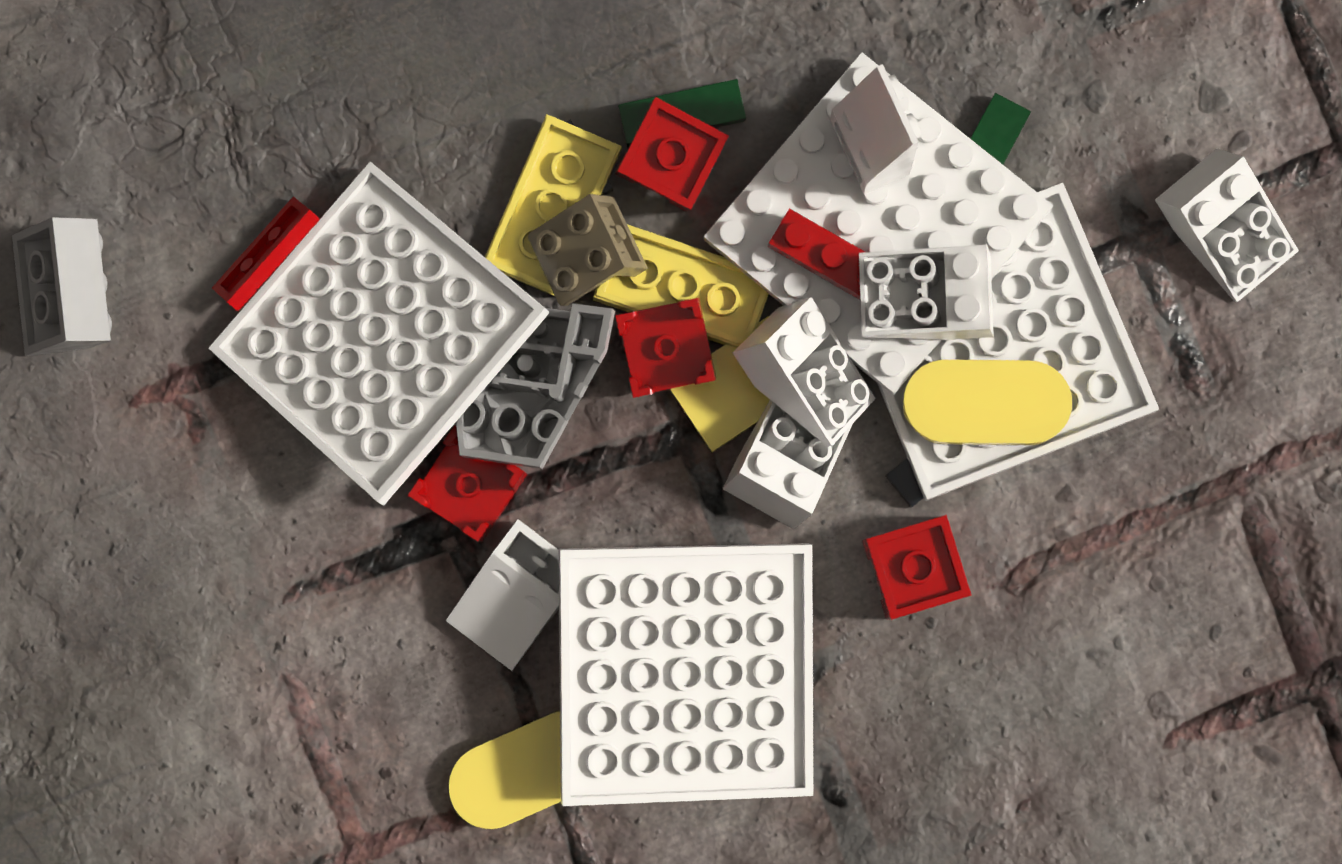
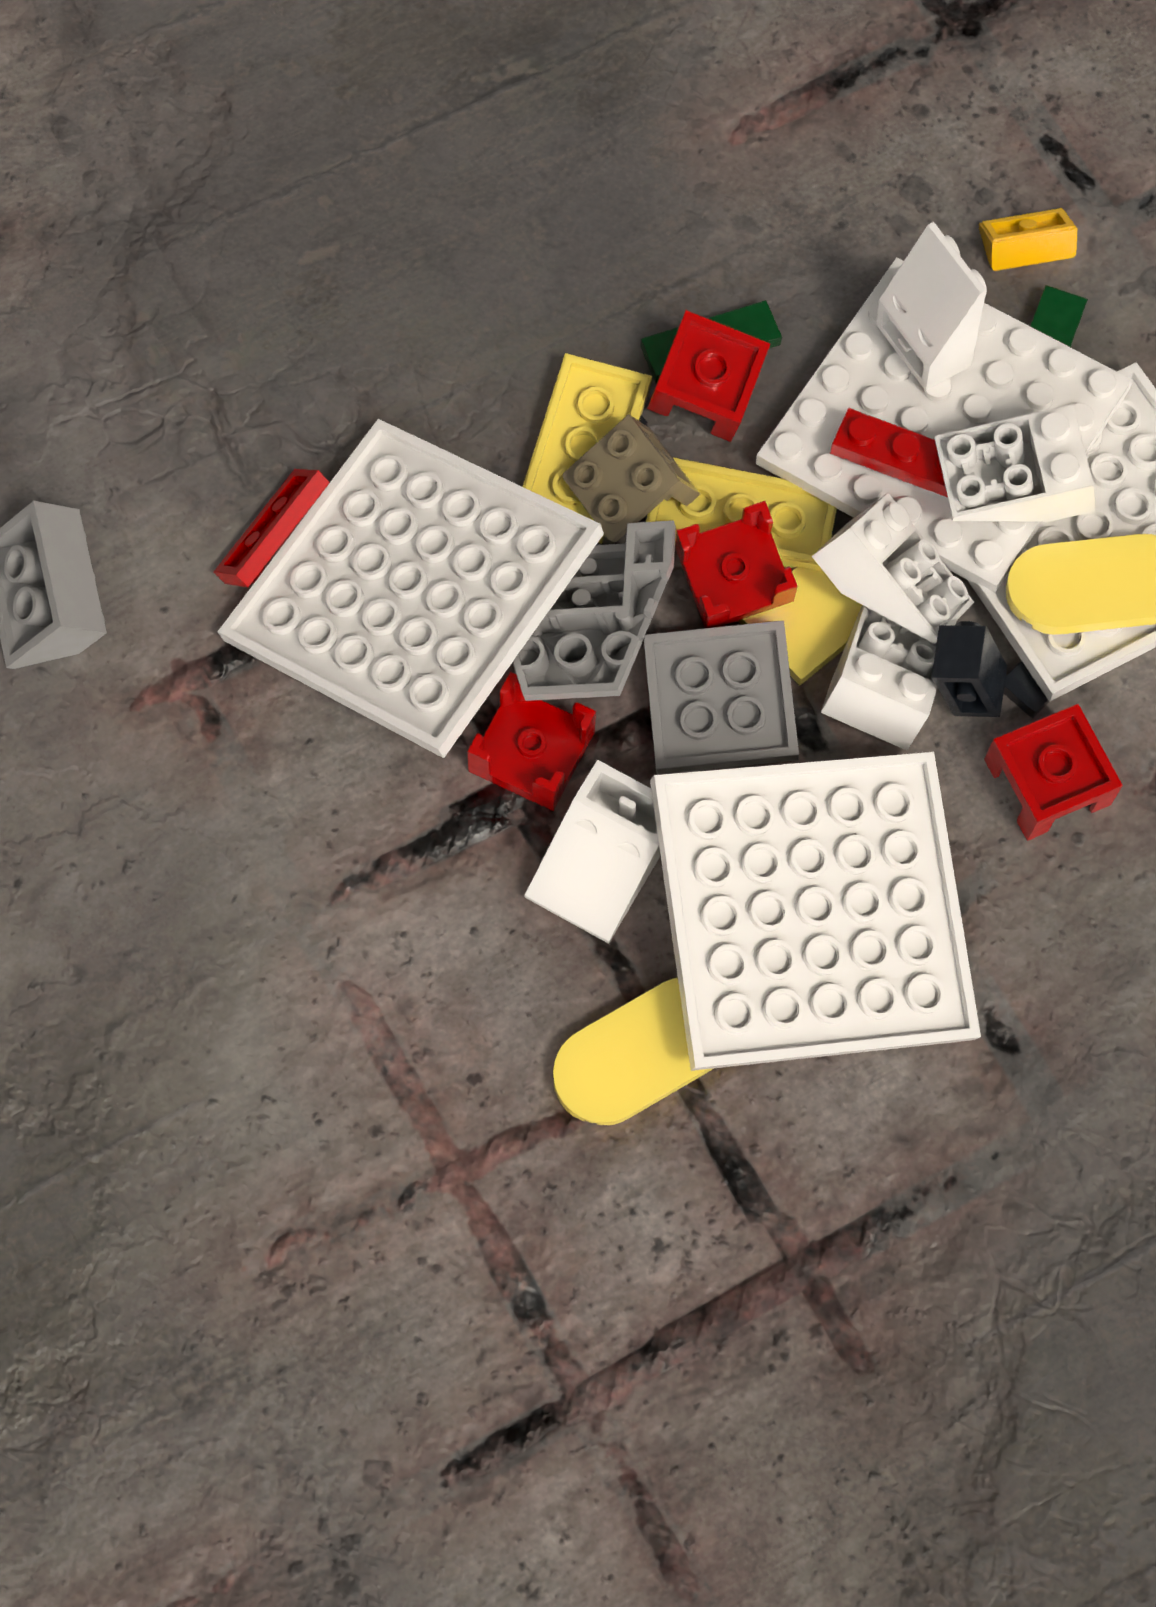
camera: 10 degrees left, 15 degrees down
(638, 462) = (720, 697): none -> light grey plate
(857, 469) = (969, 670): none -> black brick
(989, 40) = (1029, 239): none -> yellow slope

